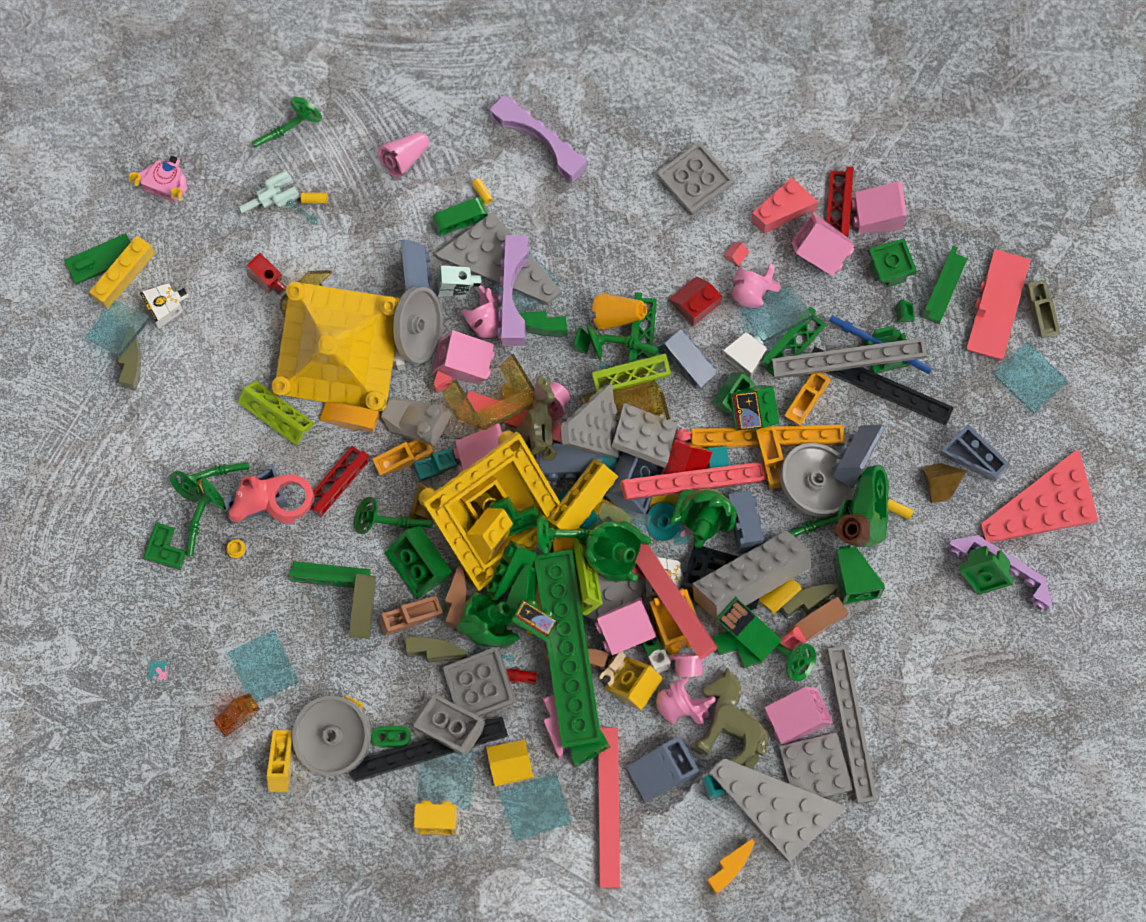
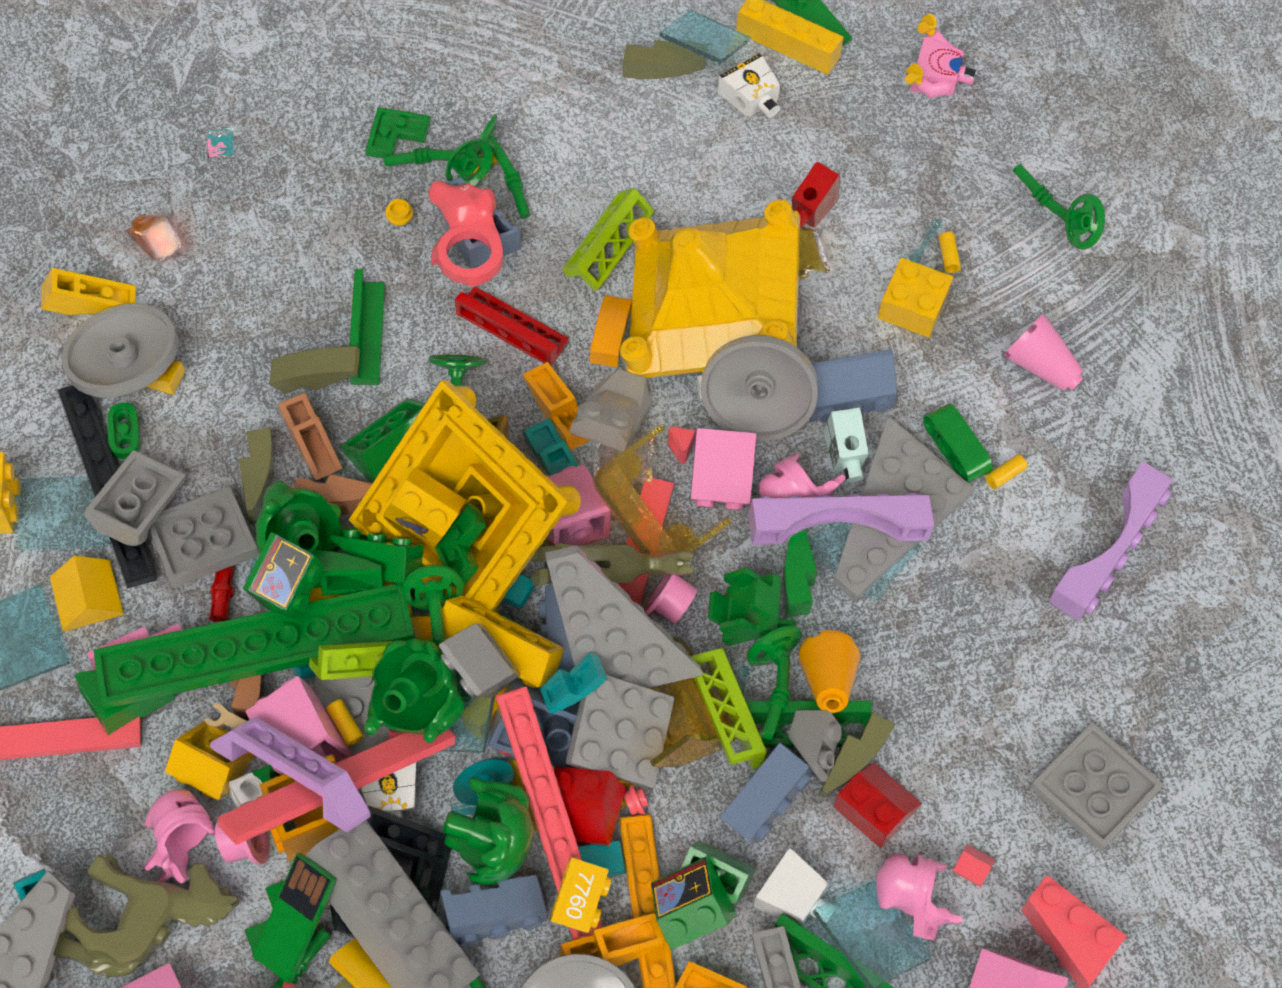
camera: 80 degrees right, 10 degrees down
(263, 666) = (228, 266): clear light blue piece -> none
(272, 193) = (945, 197): light aqua plant -> none
(349, 223) = (915, 297): none -> yellow brick
(566, 354) = (748, 607): none -> green panel
(603, 505) = (479, 661): none -> light grey slope
(621, 454) = (570, 687): none -> teal slope
(621, 598) = (344, 722): none -> yellow axle
(657, 326) = (816, 738): none -> light grey slope
(657, 620) = (341, 799): none -> lavender slope
(663, 769) = (69, 816): sand blue slope -> none
(667, 306) = (857, 753): none -> olive slope
(745, 469) = (580, 895): none -> yellow brick

